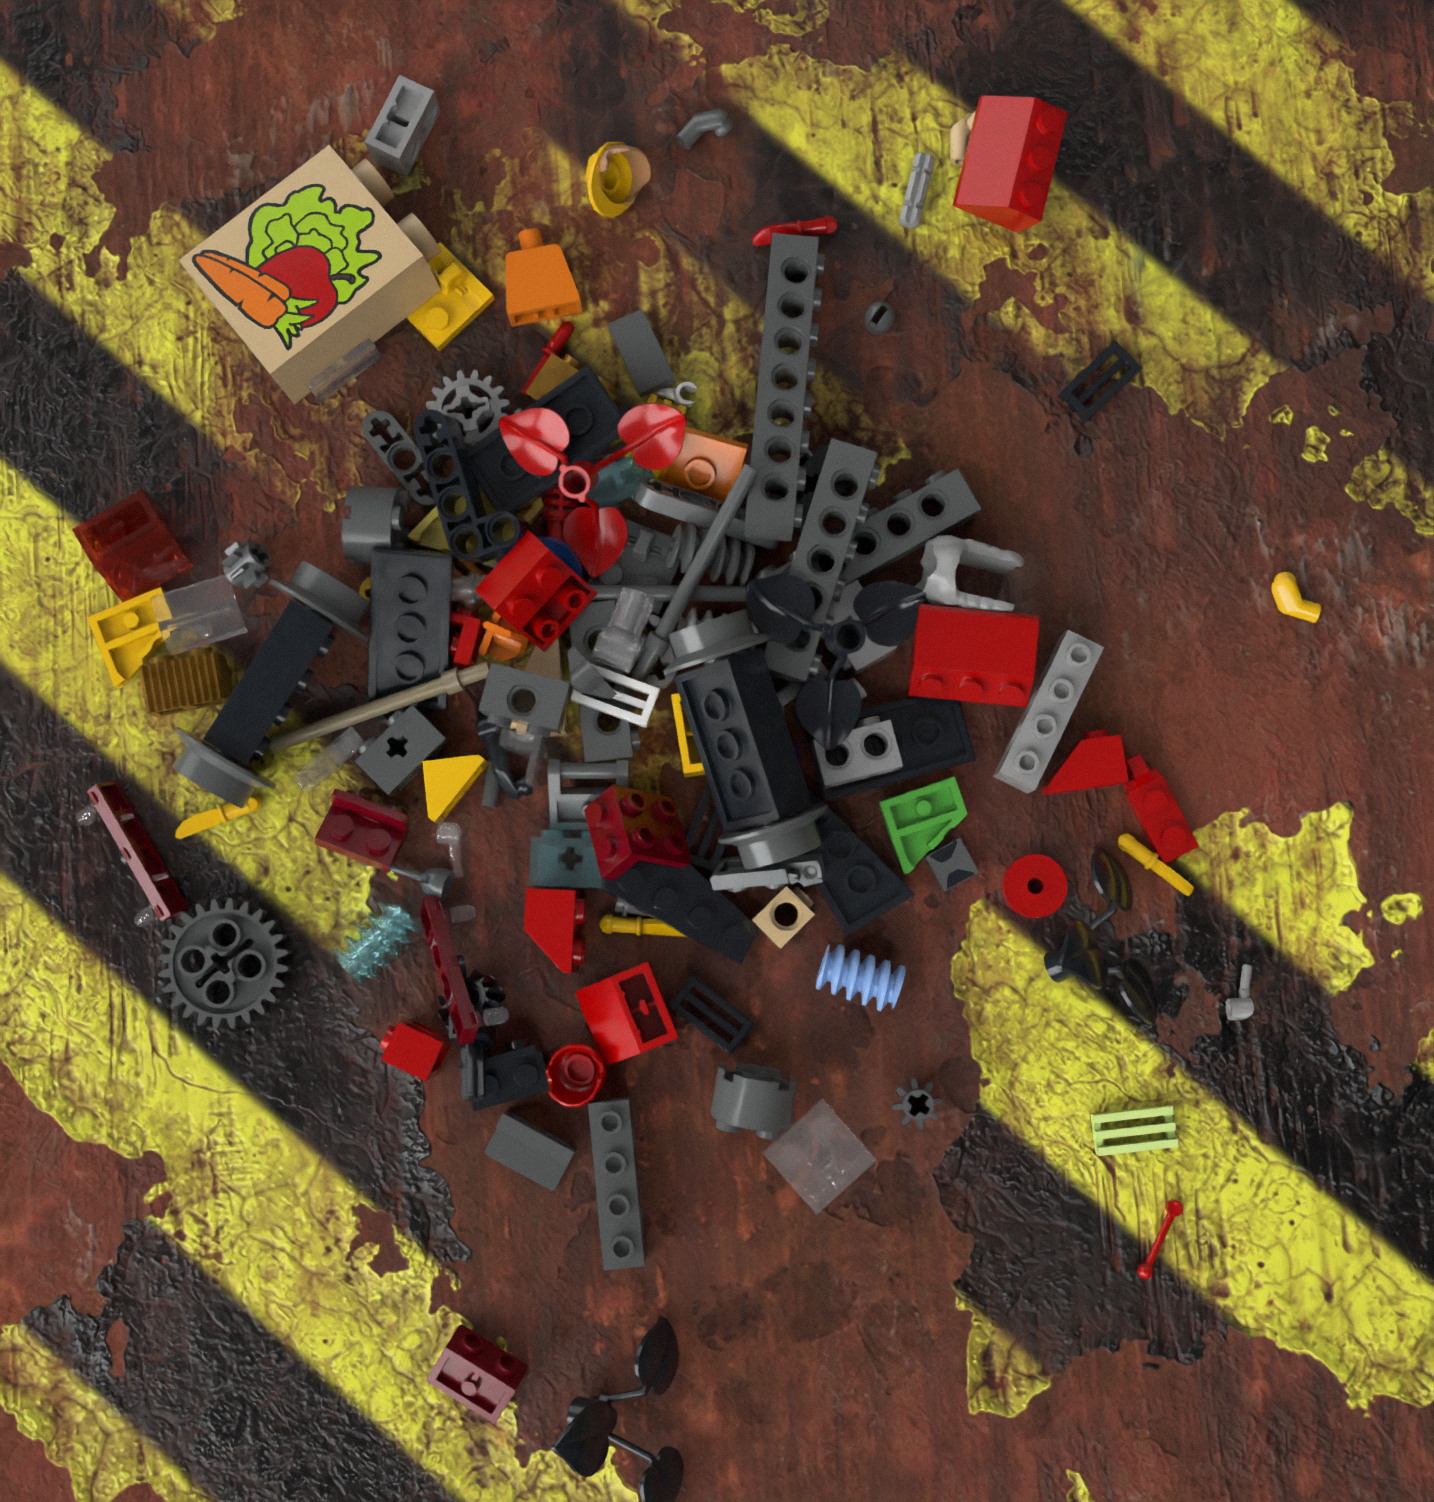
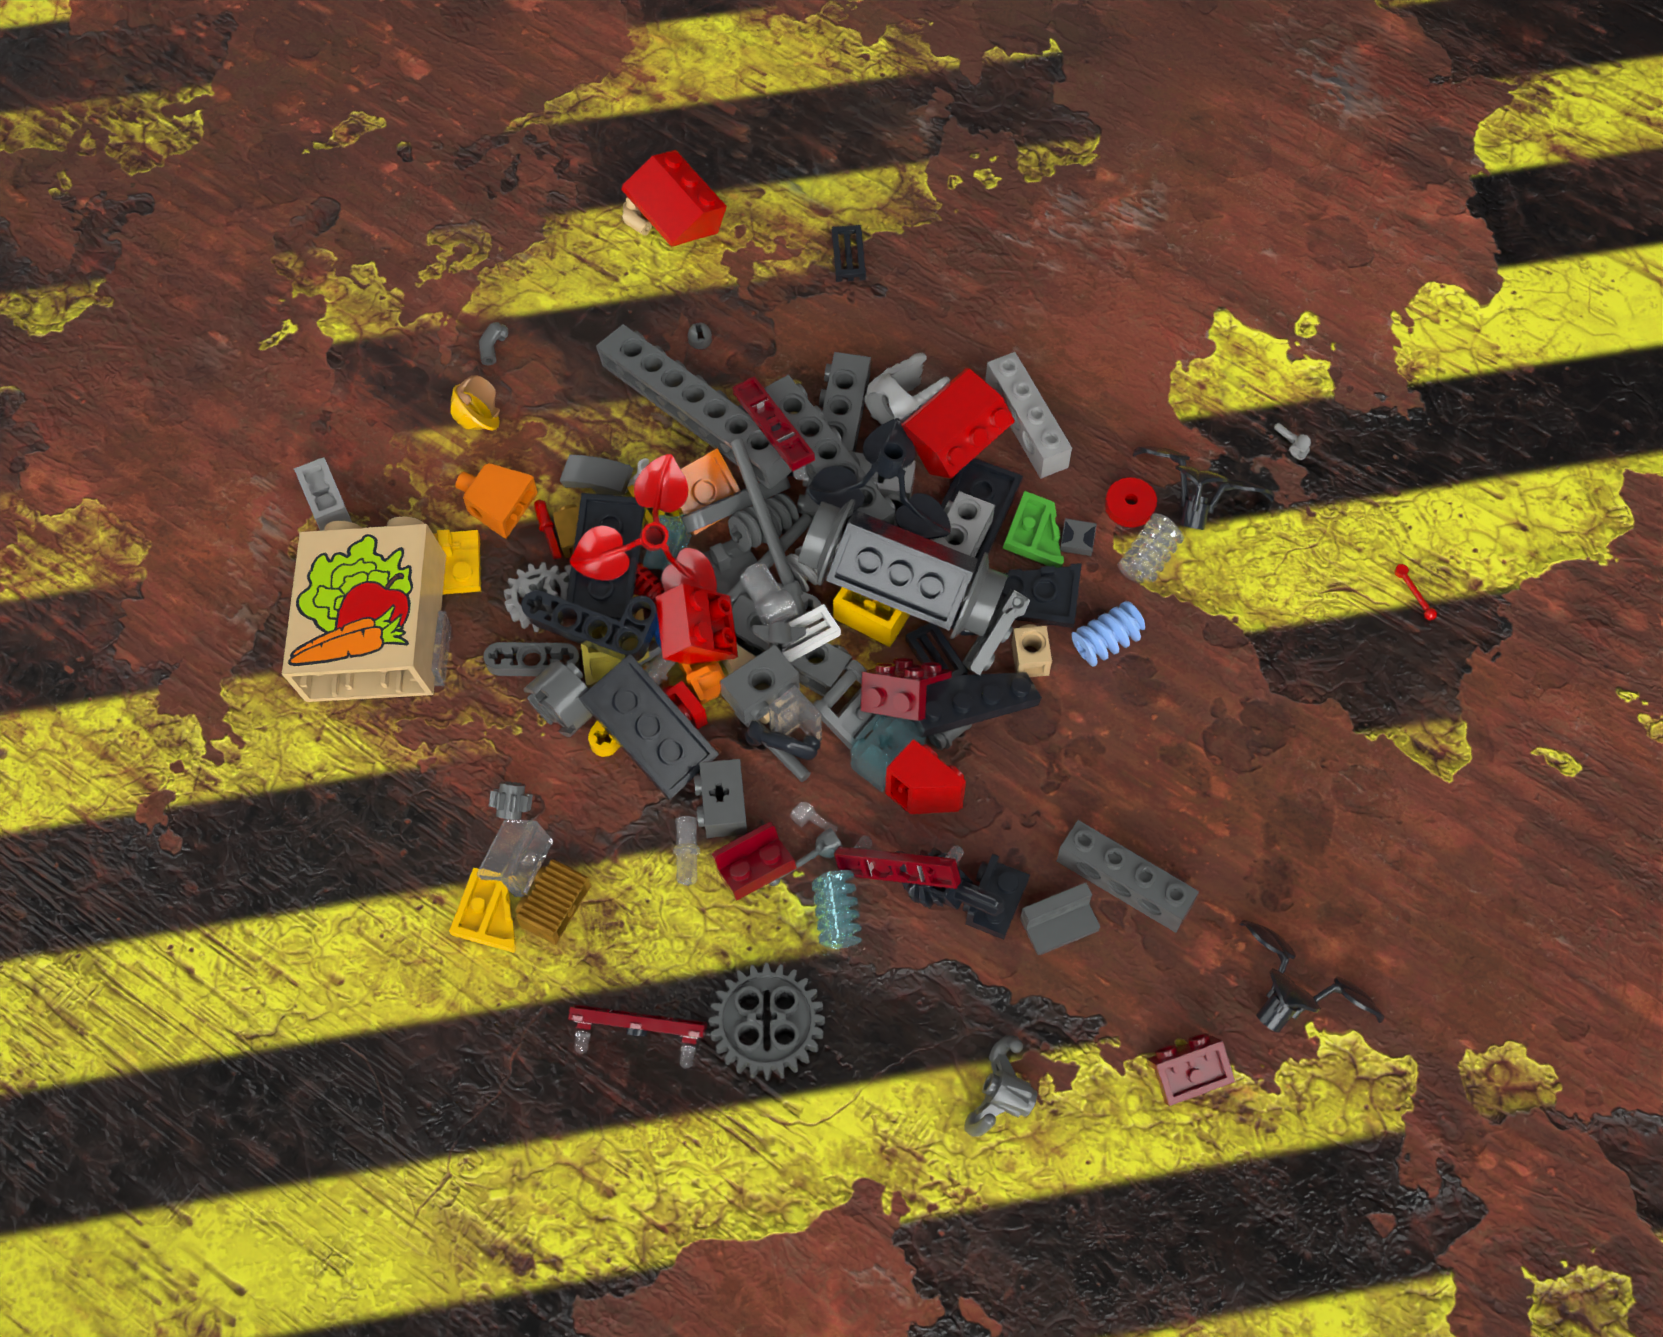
camera: 50 degrees left, 20 degrees down
(133, 546) = (431, 862): clear red slope -> none
(213, 817) = (660, 953): yellow piece -> none
(261, 695) = (628, 895): brick -> none
(320, 1222) = (1002, 1089): none -> dark grey piece
(415, 1048) = (933, 930): red brick -> none
(448, 782) = (766, 785): yellow slope -> none
(450, 682) = (705, 729): dark tan bar -> none
(576, 1074) = (1033, 848): red hair -> none
(627, 1014) = (1018, 785): red slope -> none
(636, 925) = (967, 740): yellow piece -> none
(738, 1035) = (1062, 755): black tile -> none
(753, 1099) = (1137, 747): dark grey brick -> none
(799, 488) = (775, 426): none -> dark red piece
(803, 228) = (592, 355): red piece -> none
(819, 1156) = (1206, 747): clear hinge -> none
(916, 190) = (642, 262): light grey axle -> none
(916, 1114) = (1217, 661): dark grey gear -> none
(990, 949) = (1151, 549): none -> clear piece
(1090, 765) = (1080, 416): red slope -> none
(1149, 859) = (1169, 429): yellow piece -> none
(1157, 811) = (1138, 405): red hinge -> none
(1167, 1126) = (1345, 537): yellowish green tile -> none
(1290, 601) = (1068, 249): yellow arm -> none

